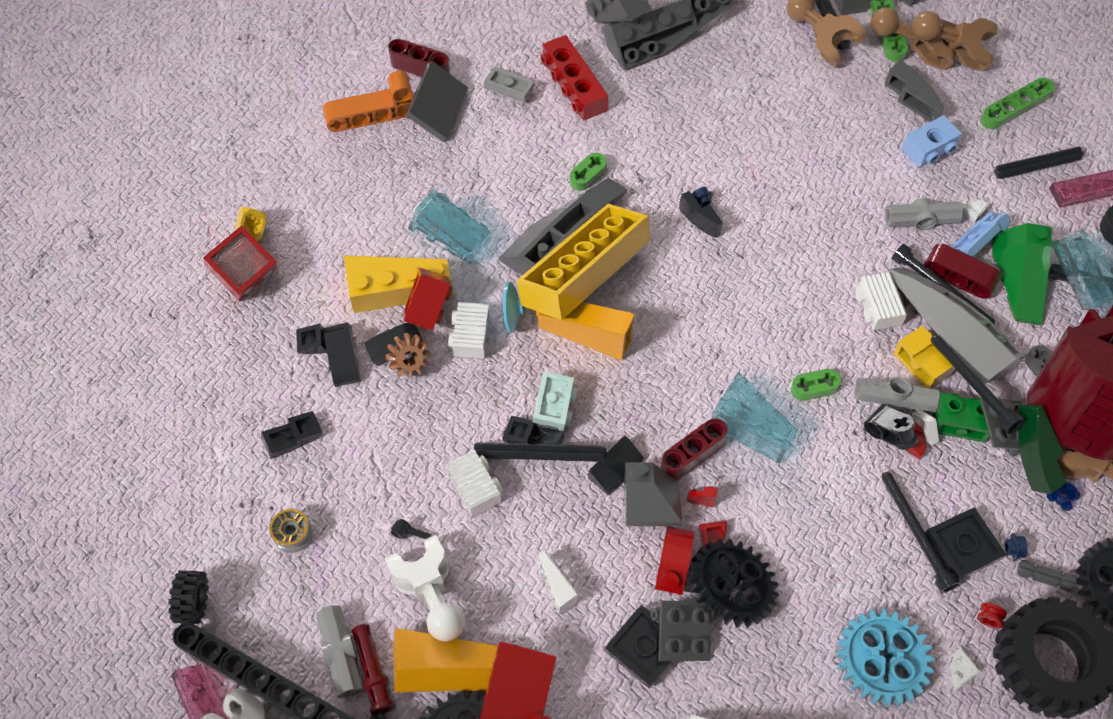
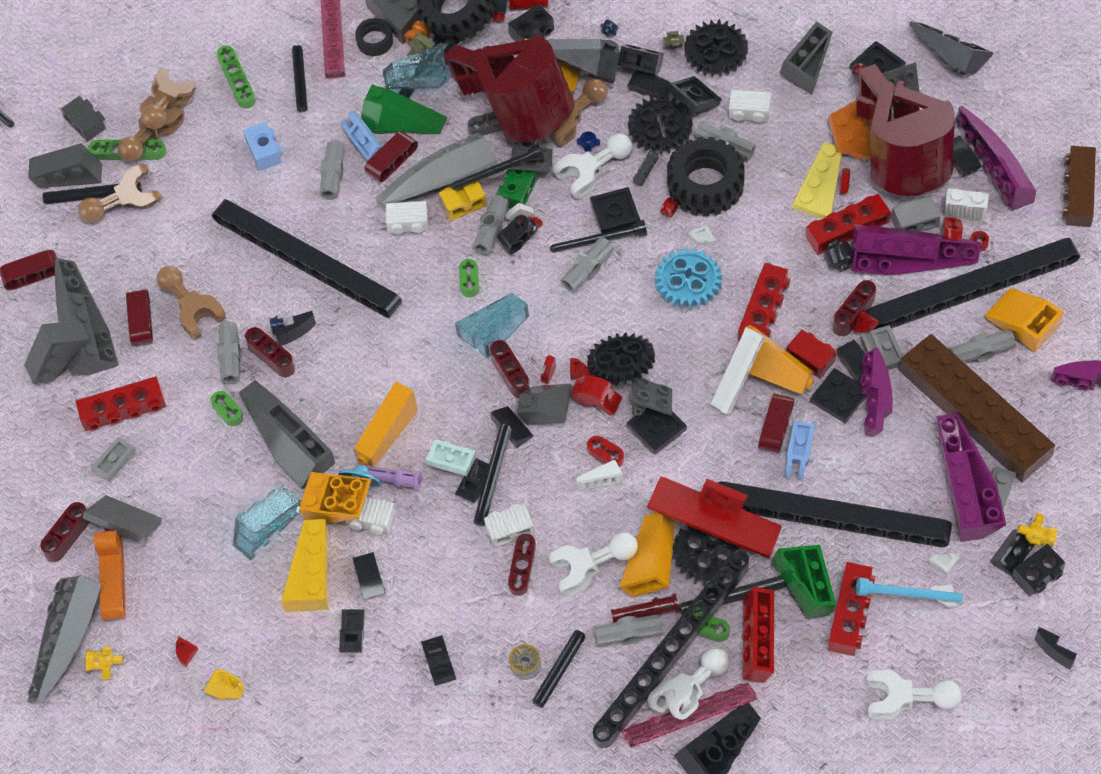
camera: 75 degrees left, 0 degrees up
(188, 597) = (571, 731): black tyre -> none
(240, 263) = (268, 688): piece -> none
(277, 116) = (102, 661): none -> yellow piece
(286, 573) = (558, 668): none -> black axle
(294, 189) = (185, 651): none -> red tile
(325, 80) = (63, 632): none -> wedge
(342, 357) = (375, 615): black slope -> none
(399, 359) = (387, 561): nougat gear -> none
(402, 527) = (536, 581): black hand -> none
(427, 298) = (339, 539): red brick -> none
(445, 500) = (524, 573): none -> dark red beam
(480, 283) = (333, 497): none -> light orange slope
(524, 350) = (398, 478): none -> lavender pin
(583, 261) = (332, 412): yellow brick -> none
(592, 582) = (607, 449): none -> red beam
(656, 159) = (229, 352): none -> light grey piece
(665, 194) = (265, 344): none -> dark red beam
(682, 73) = (139, 317): none -> dark red beam
(707, 114) = (192, 305): none -> medium nougat piece
(793, 214) = (307, 258): none -> black beam
(871, 520) = (587, 264): none -> light grey piece
(904, 256) = (368, 192): black piece -> none
(914, 91) = (207, 146): dark grey slope -> none
(974, 209) = (333, 133): white tile -> none
(1016, 546) = (622, 180): dark blue plate -> none
(1021, 497) = (588, 167): none -> white piece
(1040, 450) = (556, 142): dark green slope -> none

